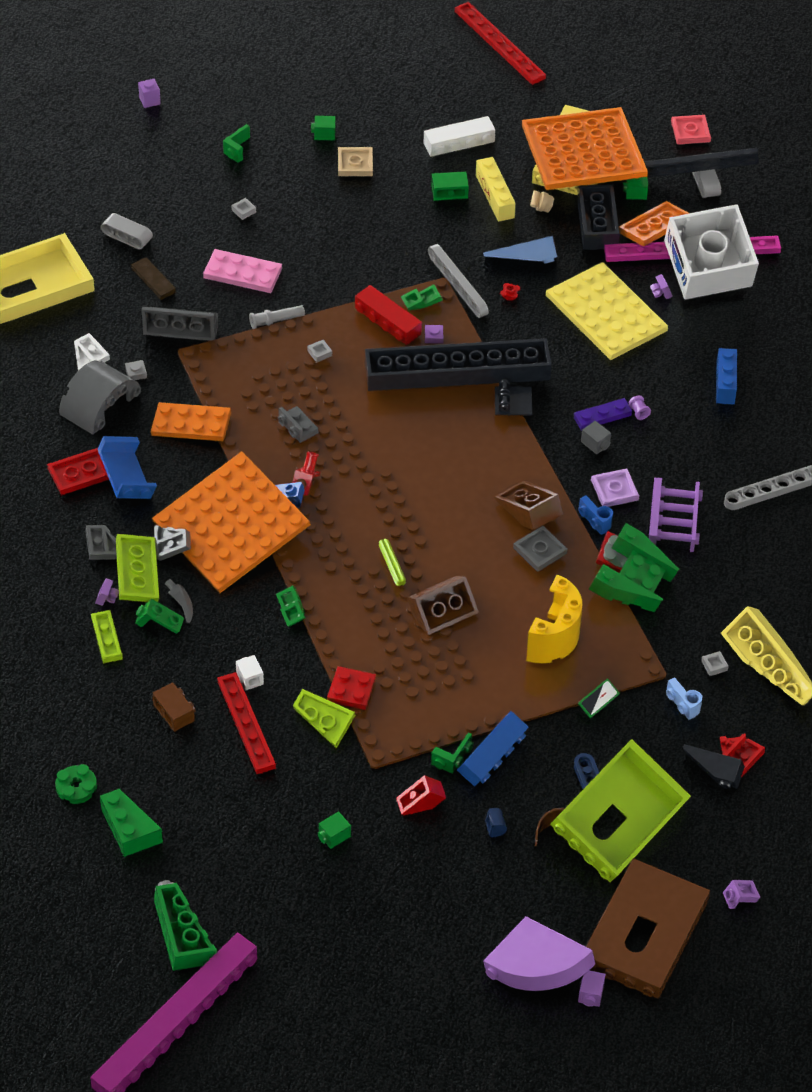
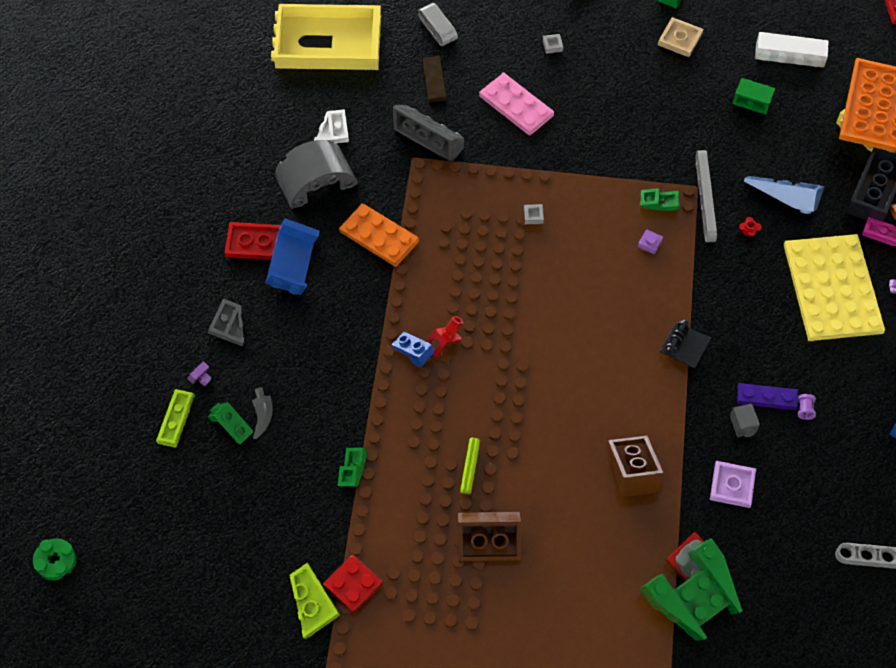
camera: 30 degrees right, 10 degrees up
(129, 824) = (67, 627): green wedge -> none
(136, 370) = (364, 162): light grey plate -> none
(137, 568) = (240, 362): lime plate -> none
(170, 541) = (284, 349): dark grey wing -> none
(173, 706) = (184, 522): reddish brown brick -> none
(233, 521) = (349, 355): orange plate -> none
(246, 723) = (237, 573): red plate -> none
(249, 672) = (272, 519): white brick -> none
(268, 317) = (509, 160): light grey pin -> none
(297, 423) = (470, 279): dark grey bracket -> none
(388, 315) = (617, 205): red brick -> none
(457, 364) = (651, 285): black brick -> none
(495, 189) = (794, 116): light yellow brick -> none
(540, 548) = (618, 519): dark grey plate -> none
(542, 201) = (832, 147): tan piece -> none
(557, 639) = (588, 626): yellow cylinder -> none
(599, 518) = (695, 505): blue plate -> none
(658, 520) = (754, 540): medium lavender fence -> none

